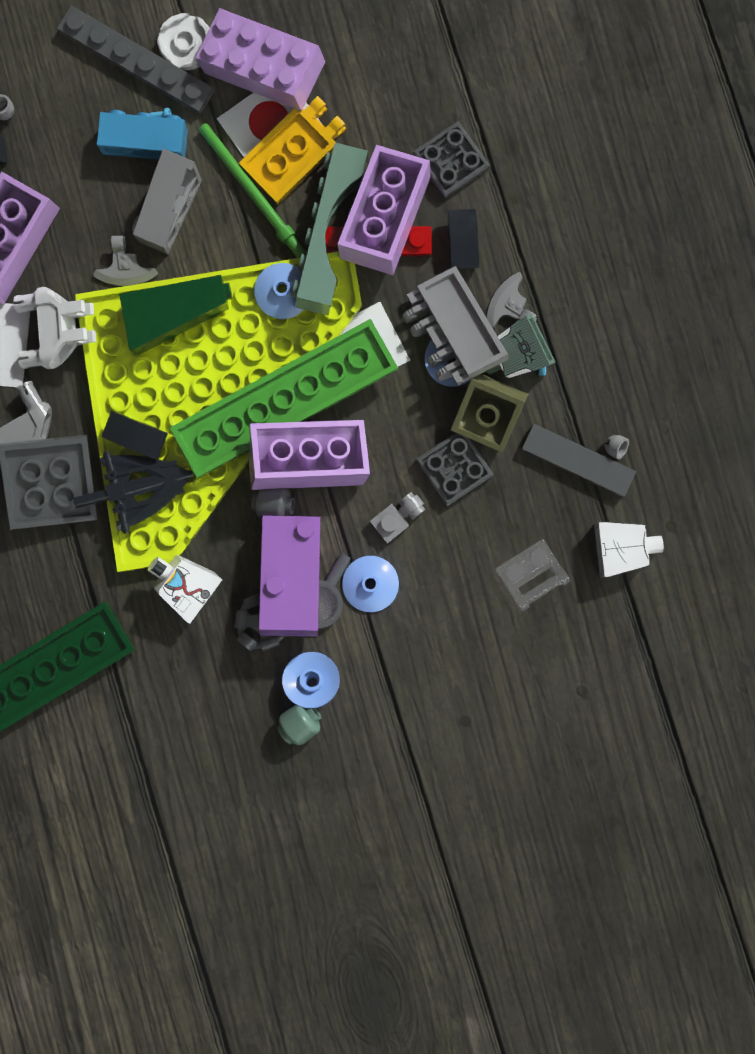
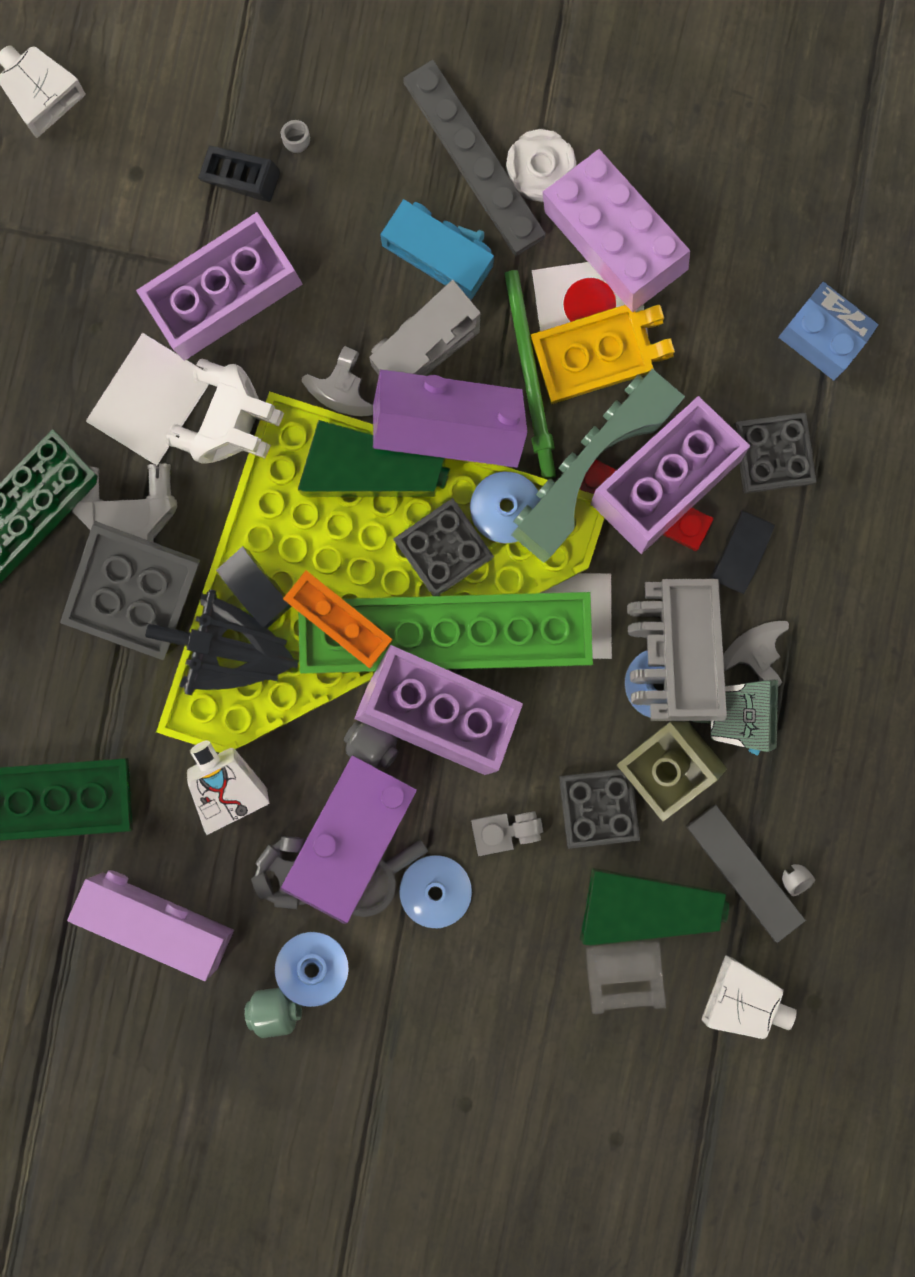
camera: 25 degrees right, 0 degrees up
(182, 705) = (150, 925): none -> lavender brick
(204, 425) = (338, 619): none -> orange plate
(210, 247) = (448, 418): none -> medium lavender brick
(253, 341) = (443, 548): none -> dark grey tile
(444, 56) = (828, 331): none -> medium blue slope
(517, 520) = (644, 908): none -> dark green slope

